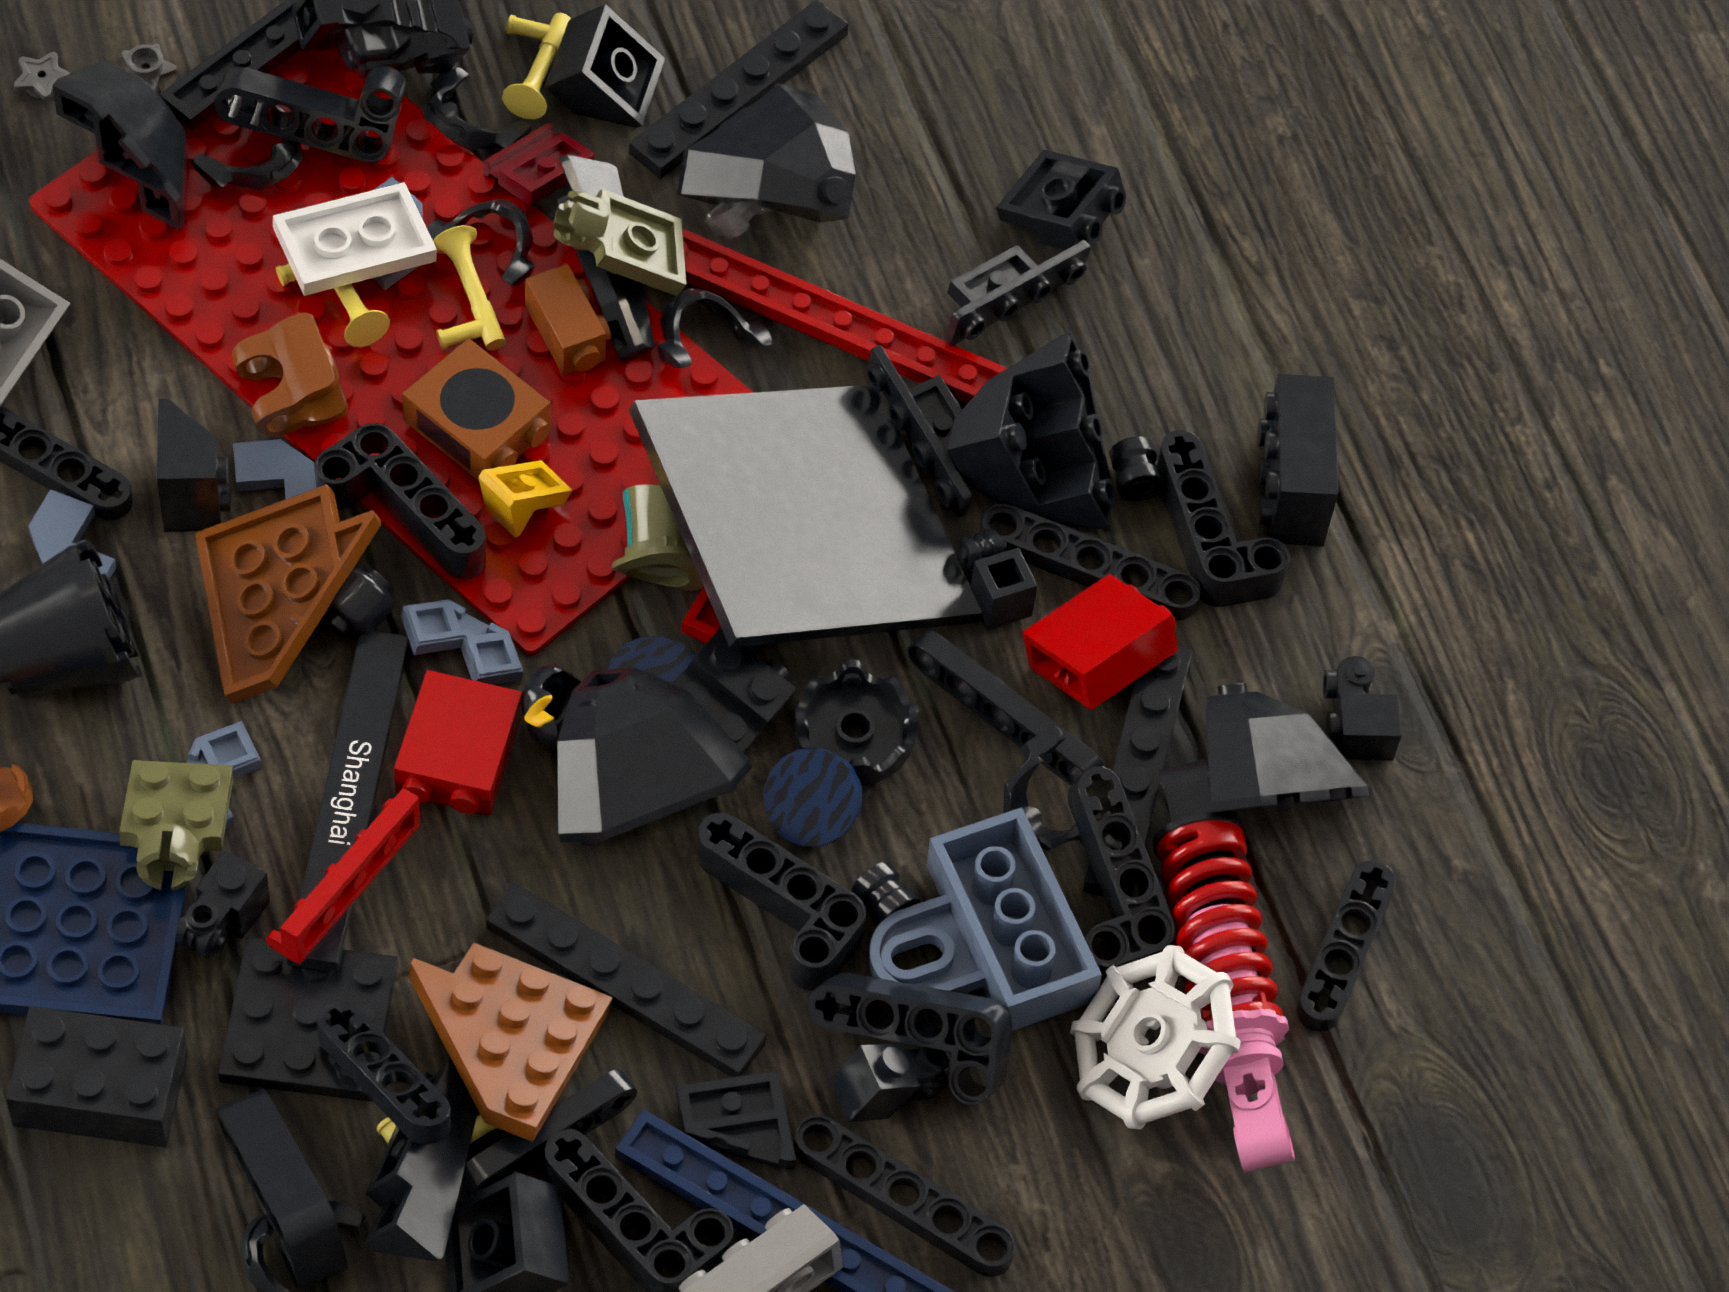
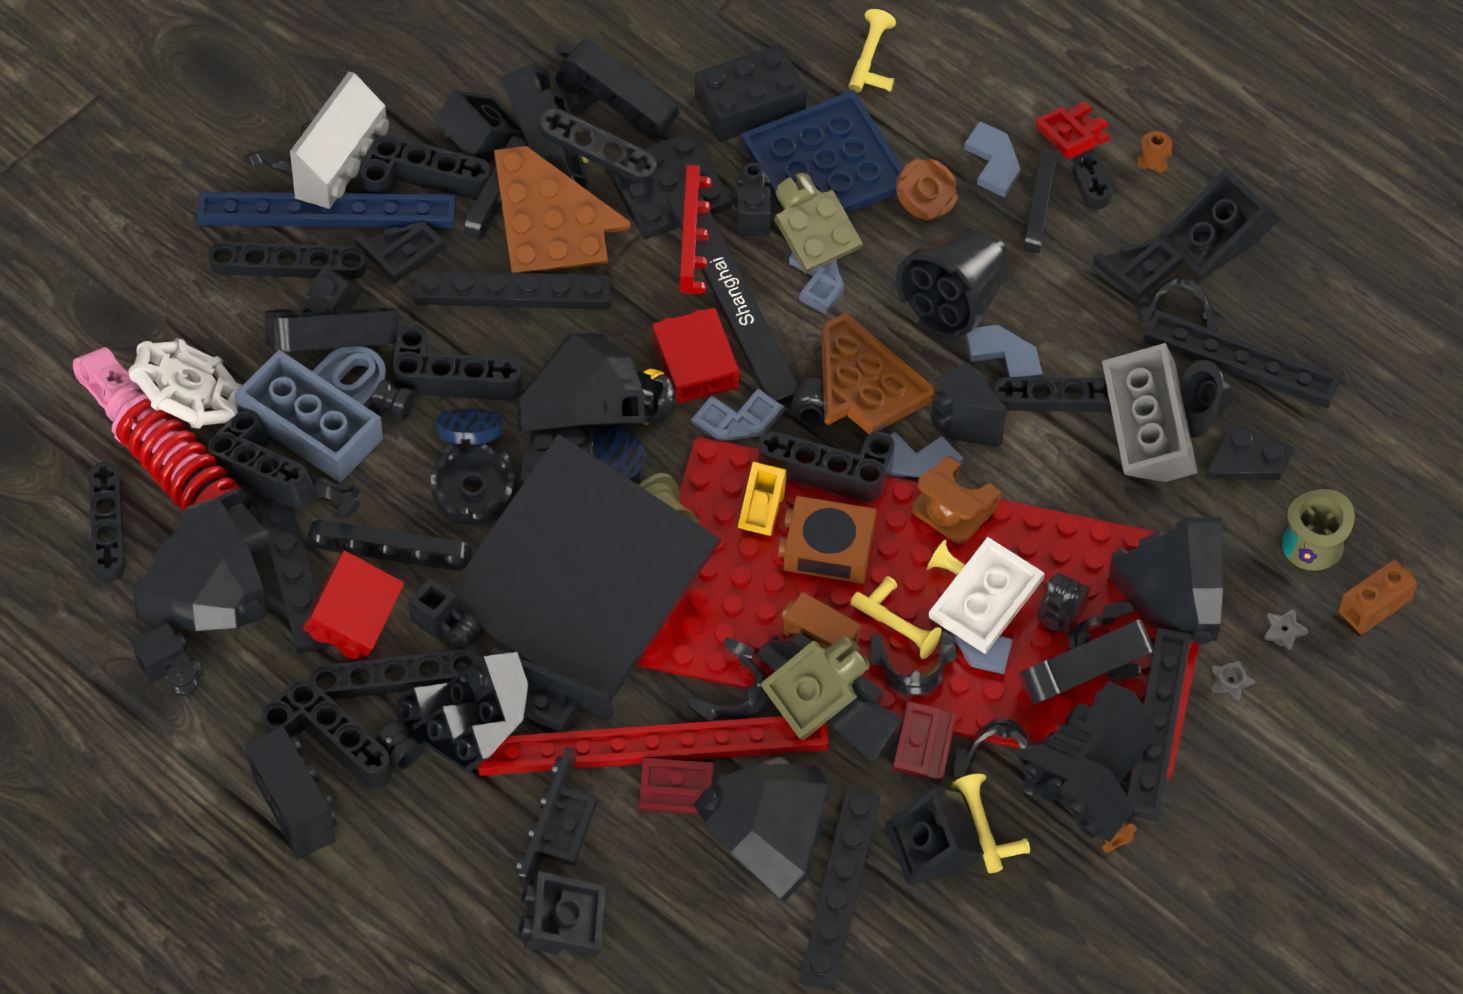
camera: 155 degrees right, 0 degrees up
(271, 190) = (1062, 603): none -> black brick
(846, 266) = (673, 785): none -> dark red plate

